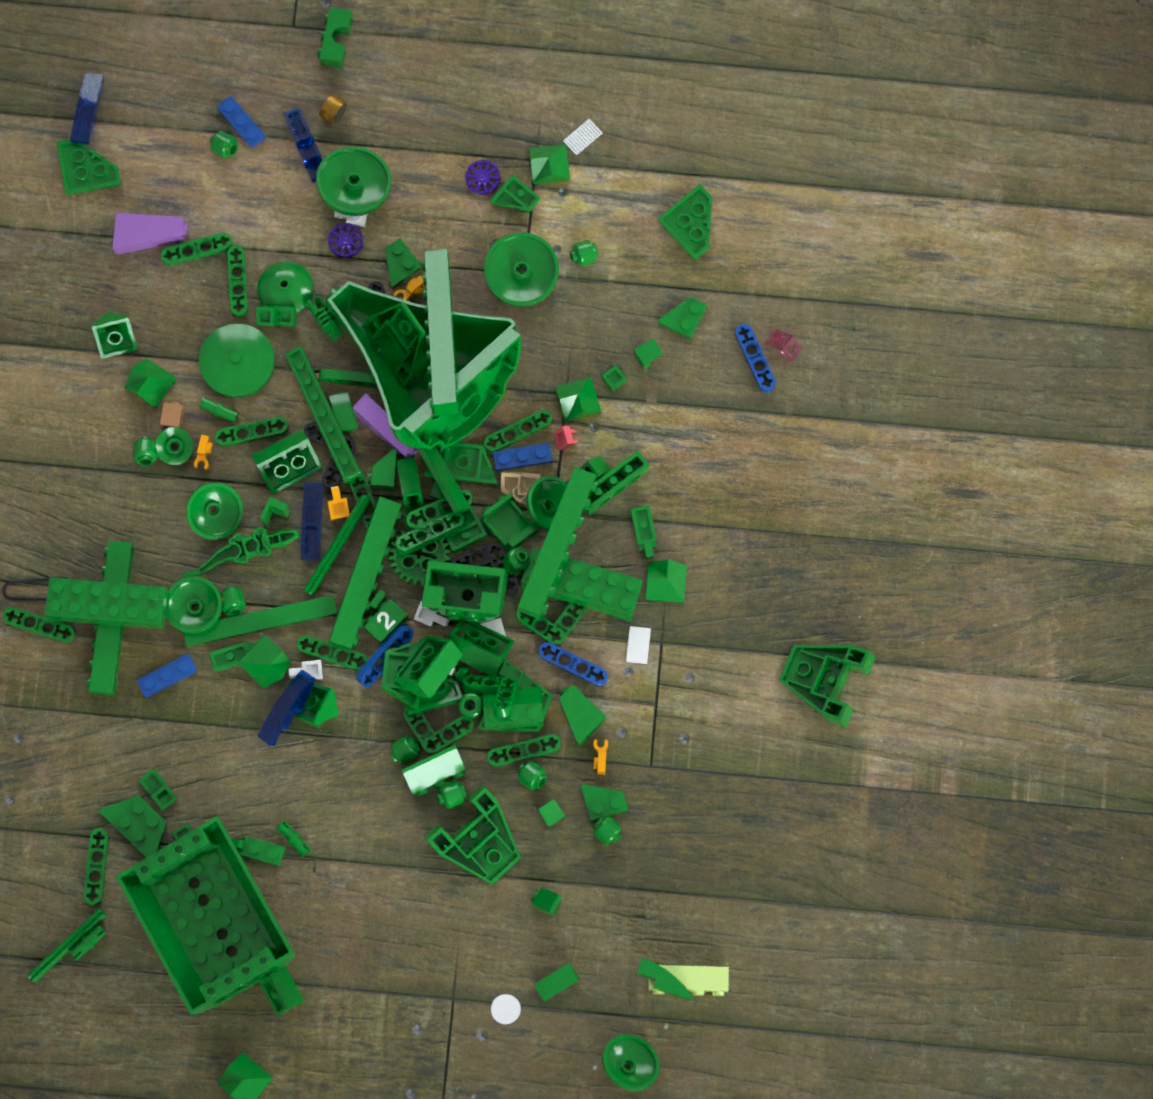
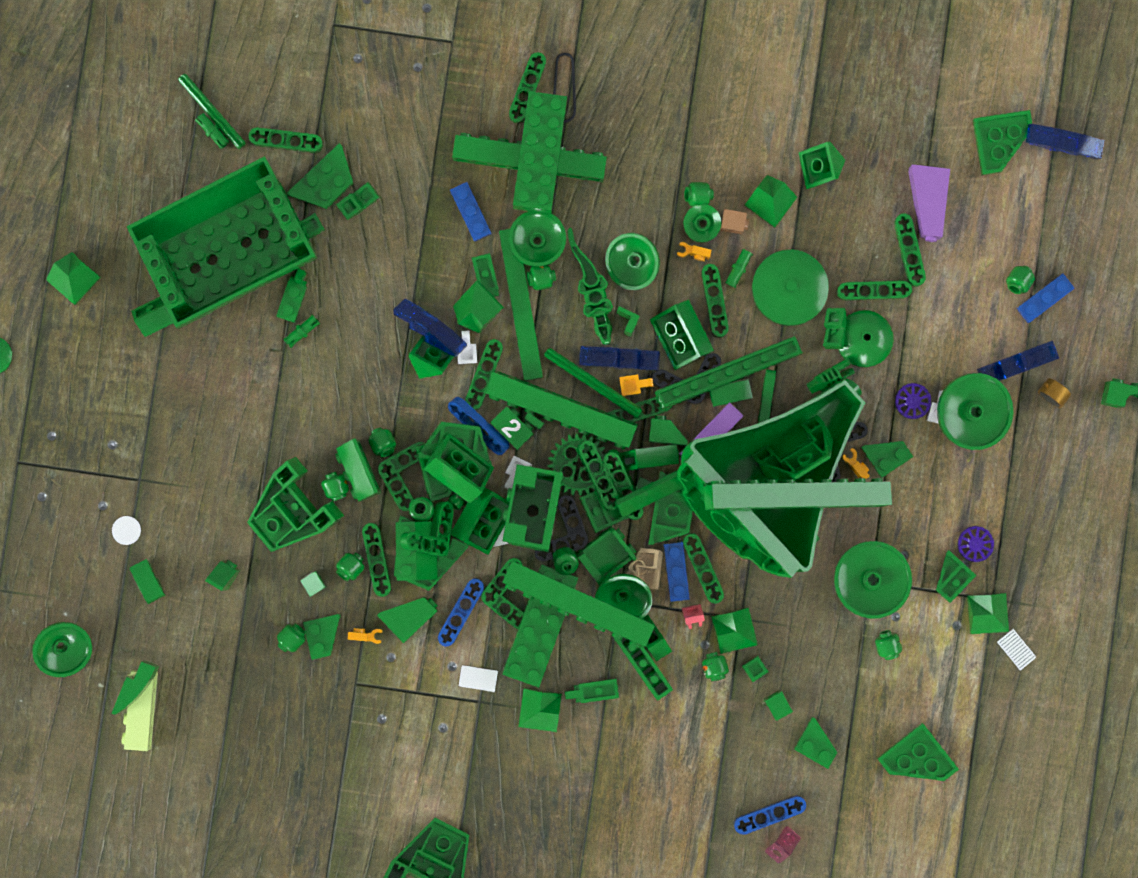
camera: 90 degrees right, 10 degrees up
(614, 414) = (715, 667): none -> green head

